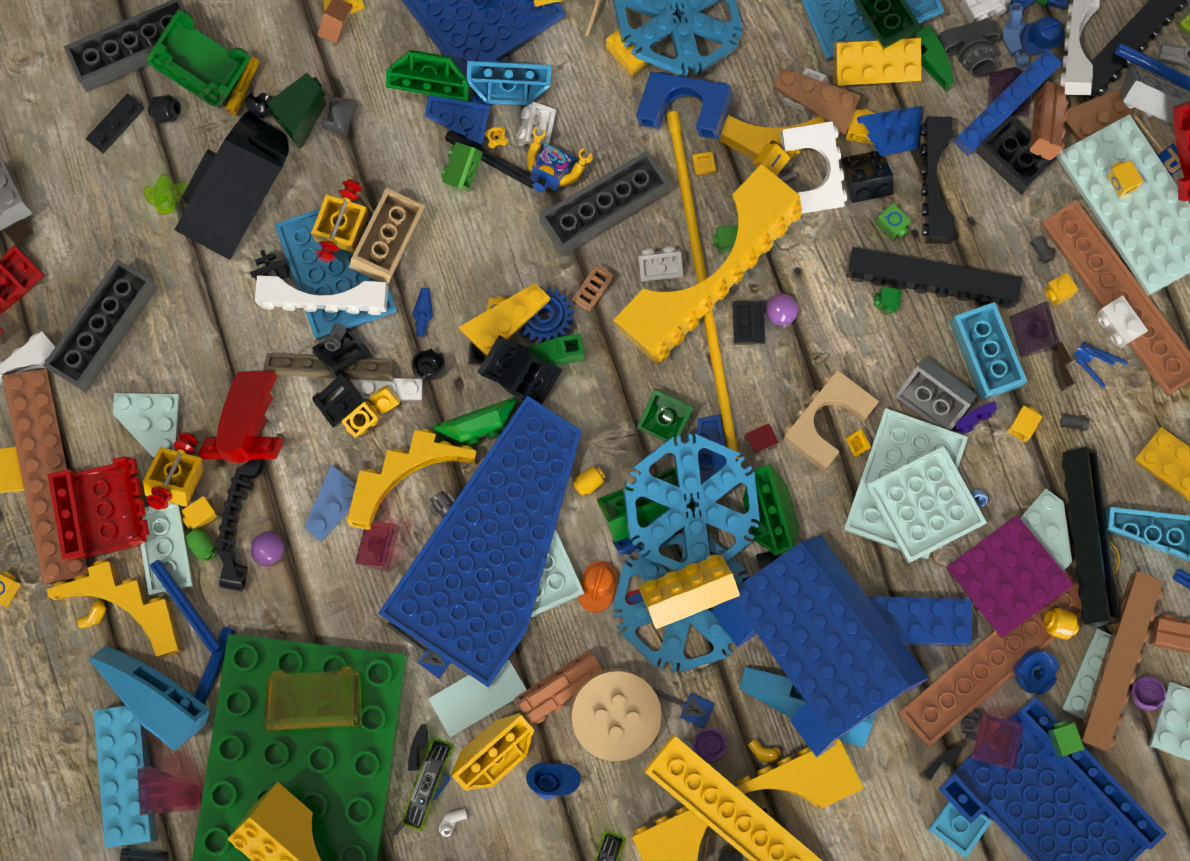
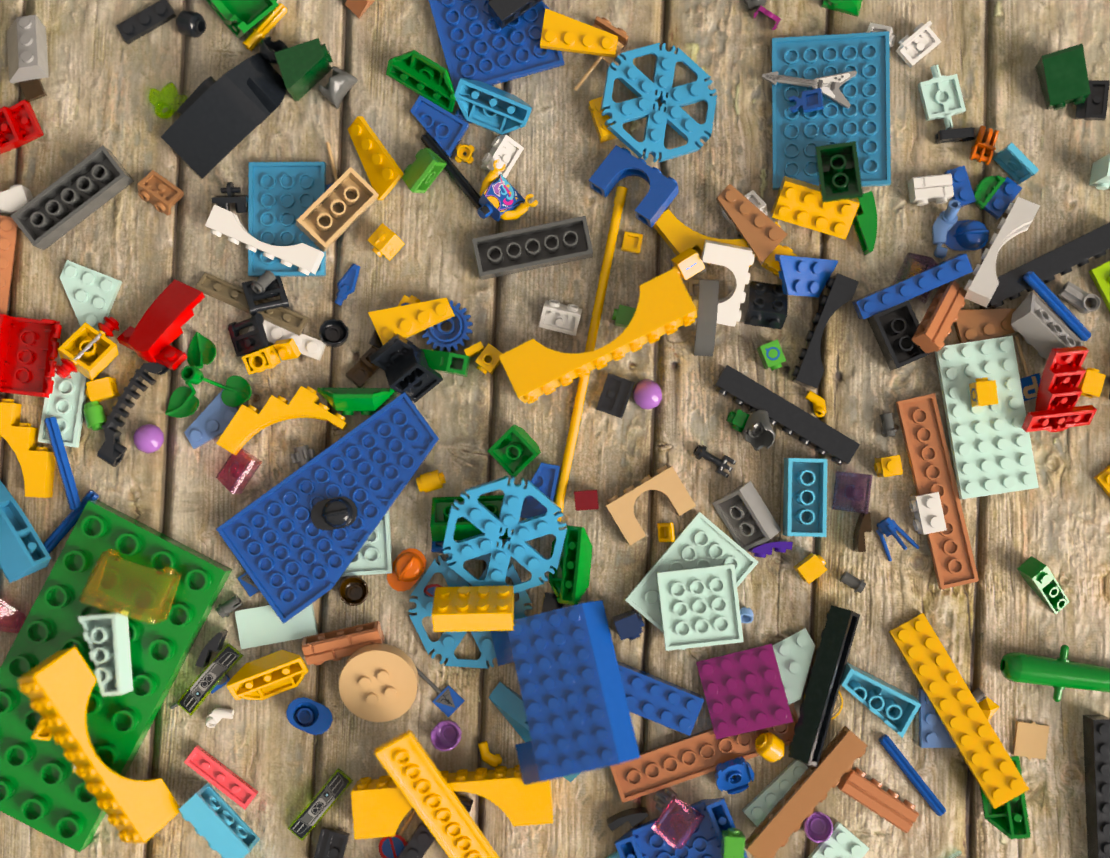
camera: 20 degrees right, 10 degrees up
(190, 289) = (159, 192): none -> medium nougat bracket
(290, 494) = (183, 401): none -> green plant
(312, 777) = (109, 650): none -> light aqua wedge
(340, 222) = (300, 183): yellow brick -> none
(405, 173) = (376, 160): none -> yellow wing
(420, 695) = (229, 606): none -> dark grey pin
(449, 252) = (385, 242): none -> yellow head
(473, 391) = (363, 369): none -> dark brown slope
(499, 549) = (334, 513): none -> black piece
(550, 627) = (353, 591): none -> dark brown hair
(584, 327) = (474, 349): none -> yellow tile
(587, 284) = (500, 323): medium nougat slope -> none
(602, 332) = (488, 359): none -> yellow brick
(812, 209) = (706, 317): none -> dark grey slope
(858, 551) = (629, 625): none -> dark blue brick
(860, 347) = (700, 452): none -> black hinge
(913, 300) = (759, 430): none -> dark grey hair
(961, 253) = (818, 403): none -> yellow arm
(973, 45) = (904, 223): dark grey beam -> none

